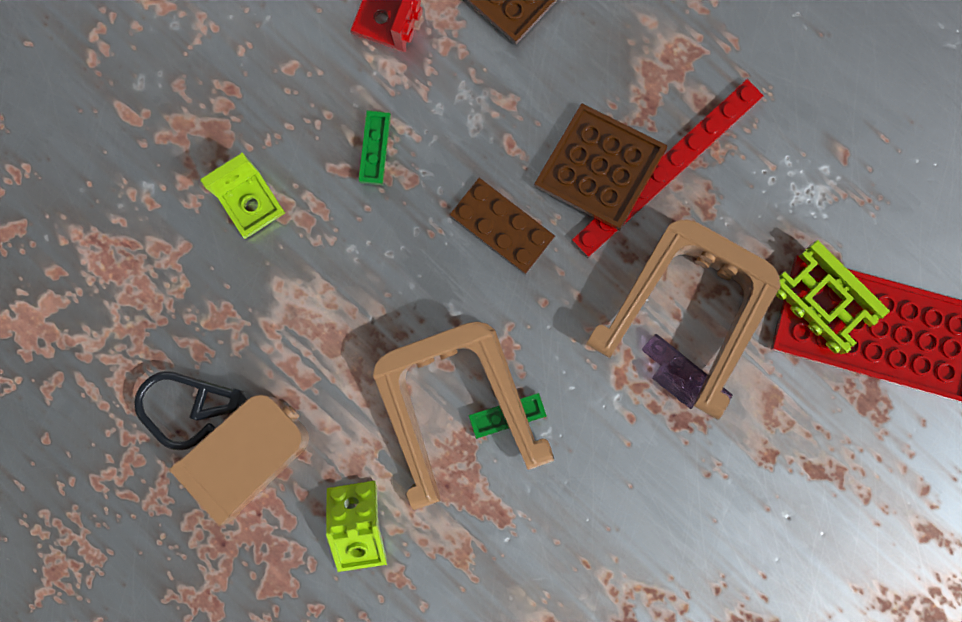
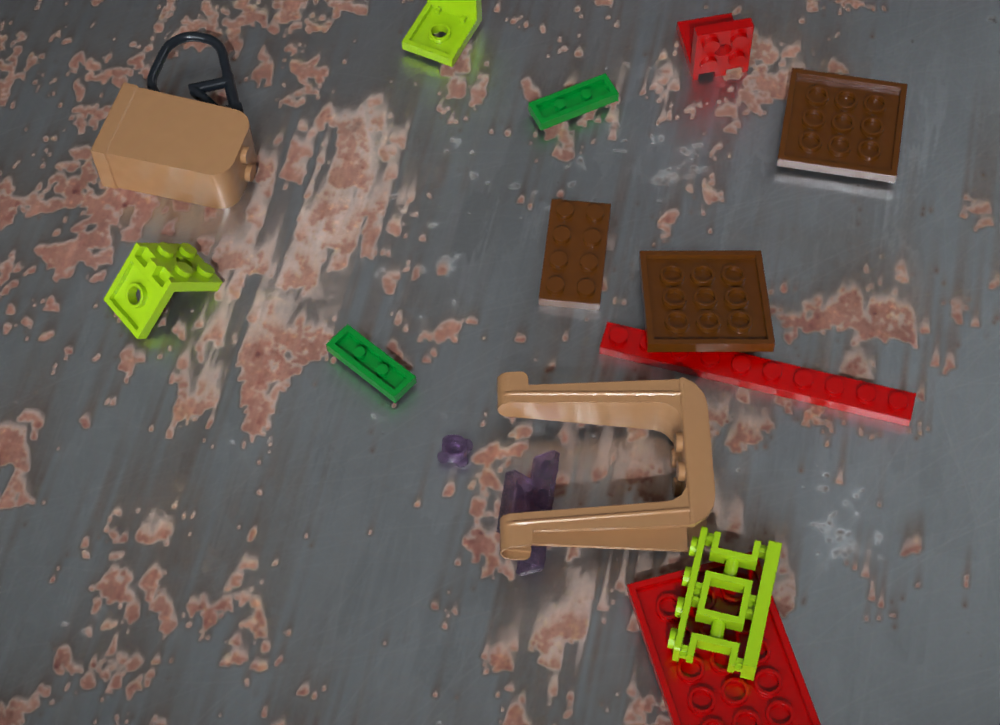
camera: 55 degrees right, 25 degrees down
(391, 381) = (341, 228): medium nougat piece -> none
(607, 406) = (453, 442): none -> clear purple plate

